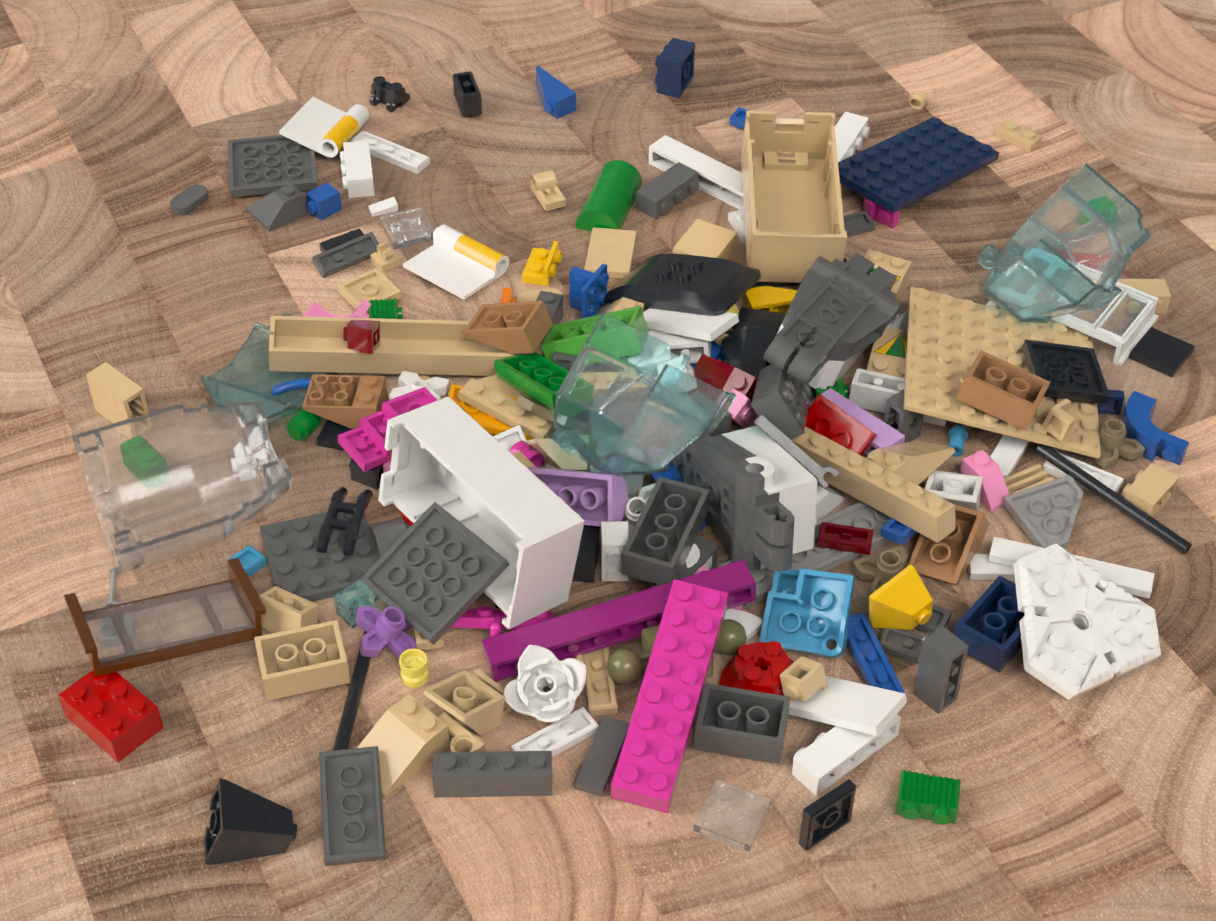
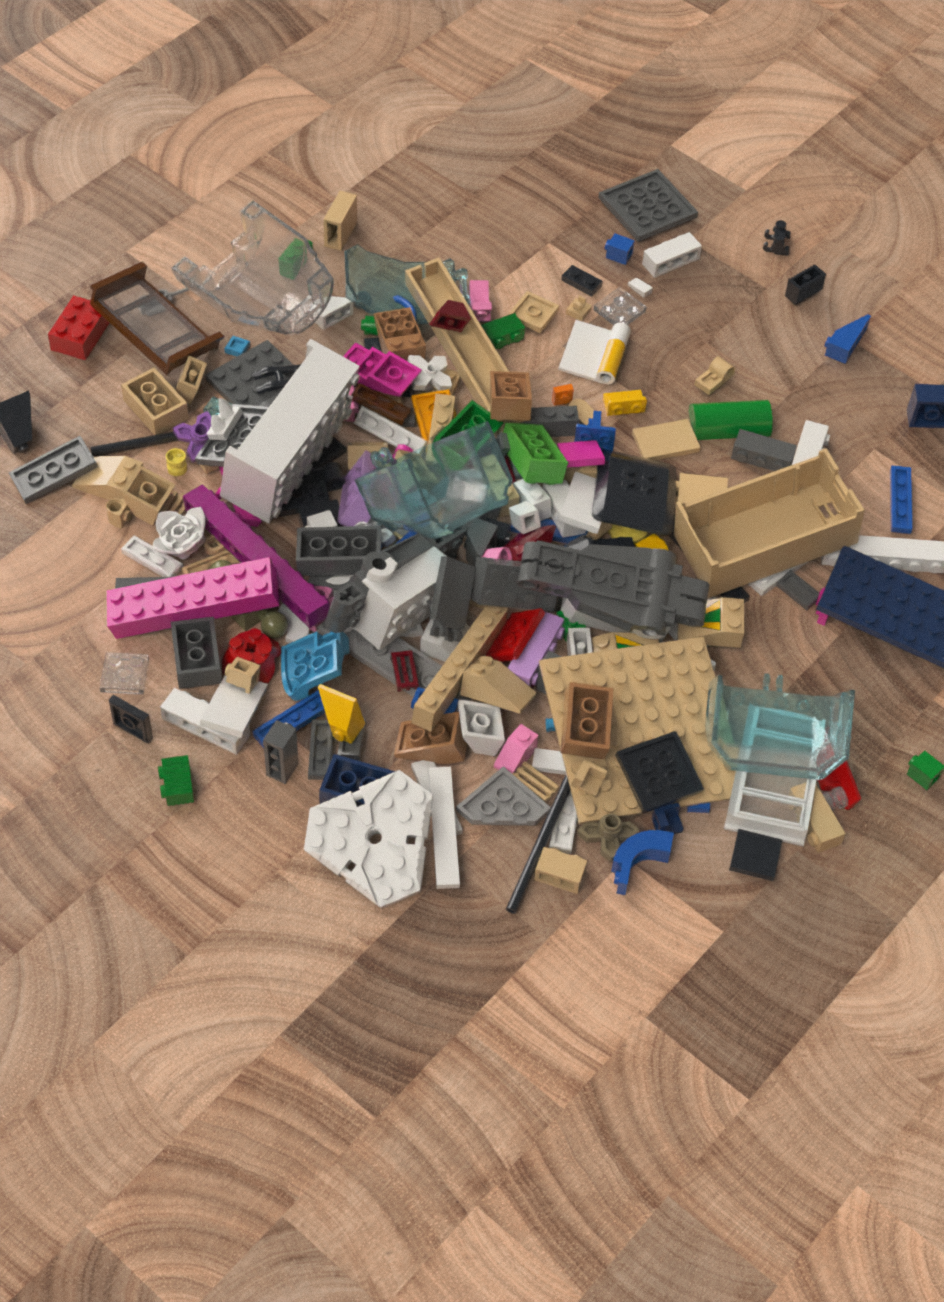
camera: 65 degrees right, 10 degrees up
(189, 199) = (581, 176): dark grey tile -> none
(278, 207) = (598, 228): dark grey slope -> none
(324, 126) = (708, 215): white door -> none
(345, 255) = (567, 284): dark grey tile -> none
(394, 153) = (710, 267): white tile -> none
(395, 589) = (224, 422): none -> white tile
(492, 774) = (103, 531): dark grey brick -> none
(619, 298) = (582, 453): none -> dark pink tile
(883, 569) = (384, 709): dark tan plant -> none

